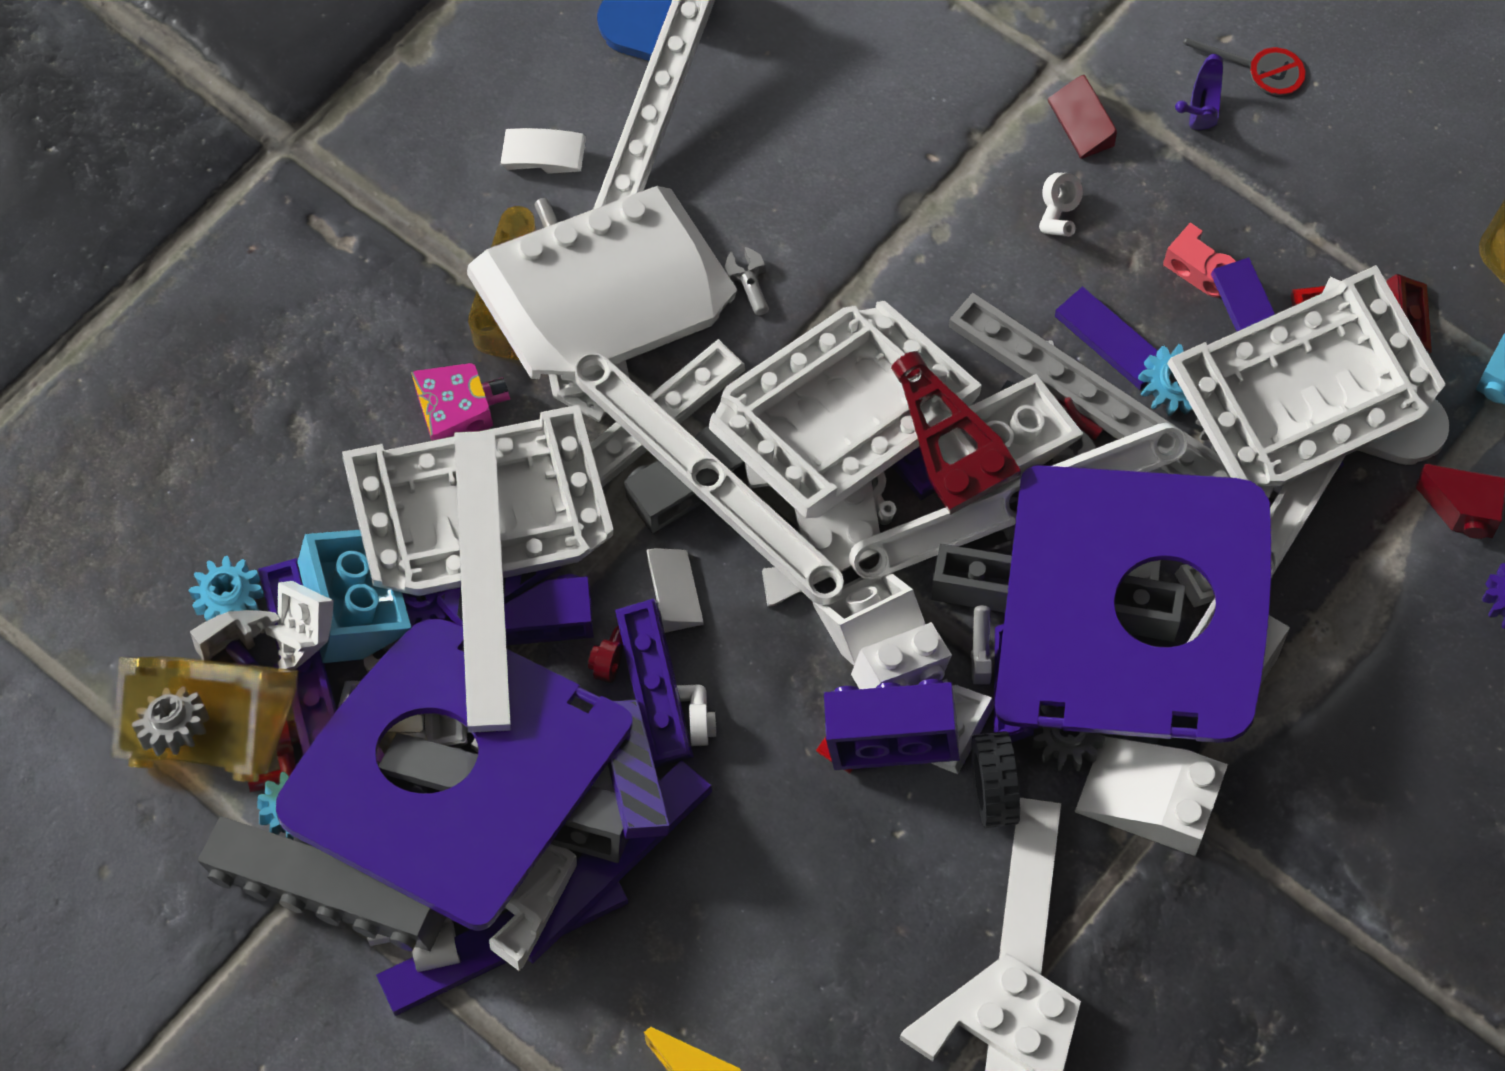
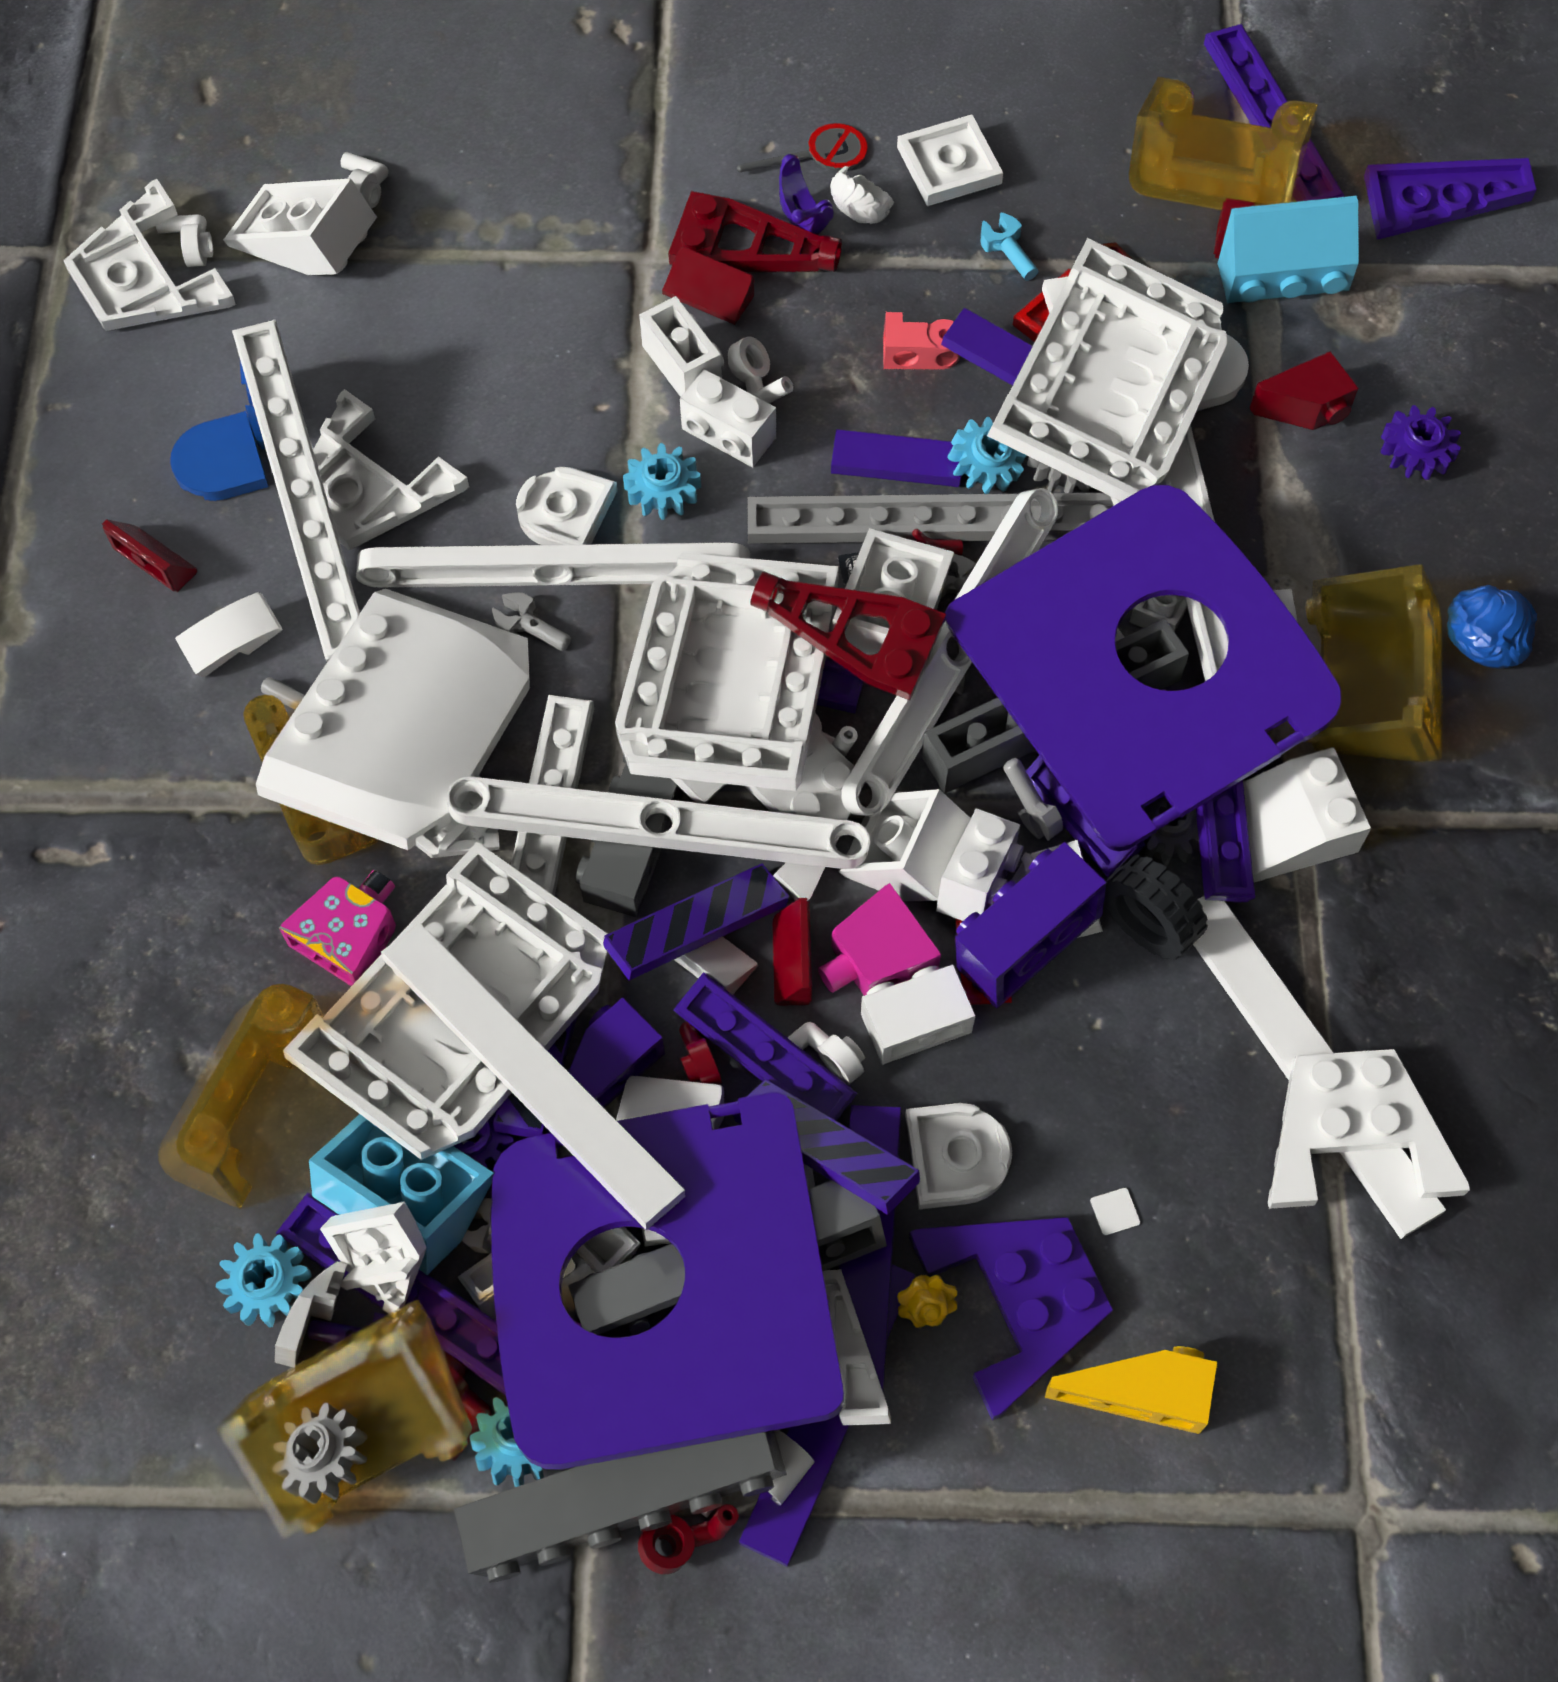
camera: 40 degrees left, 0 degrees up
(259, 471) = (198, 1141): none -> clear yellow windscreen
(345, 947) = (684, 1539): none -> dark red plate
(539, 58) = (149, 554): none -> dark red slope
(558, 657) = (656, 1095): none -> white slope
(618, 921) = (927, 1301): none -> yellow plant
(681, 562) = (695, 921): none -> dark purple tile
(703, 969) = (1039, 1286): none -> dark purple wing
(708, 106) = (363, 494): none -> white wing
(724, 845) = (958, 1153): none -> white tile
(731, 634) = (792, 955): none -> dark red slope
(776, 732) = (916, 1013): none -> white brick
(785, 240) = (528, 564): none -> white beam
(789, 670) = (878, 945): none -> dark pink torso
(798, 963) = (1115, 1211): none -> white sticker
(842, 214) = (564, 506): none -> white tile
(923, 240) = (662, 481): none -> medium azure gear
(1007, 225) = (728, 418): none -> white brick
(1015, 152) = (678, 344): none -> white brick
(1090, 776) = (1225, 847): none -> dark purple tile
(1121, 68) = (709, 214): none -> dark red plate
(1254, 122) = (860, 198): none -> white hair
(1329, 738) = (1387, 657): none -> clear yellow windscreen
(1340, 231) = (1007, 243): none -> medium azure bar
(1351, 137) = (949, 160): none -> white plate
(1444, 768) = (1492, 626): none -> blue hair

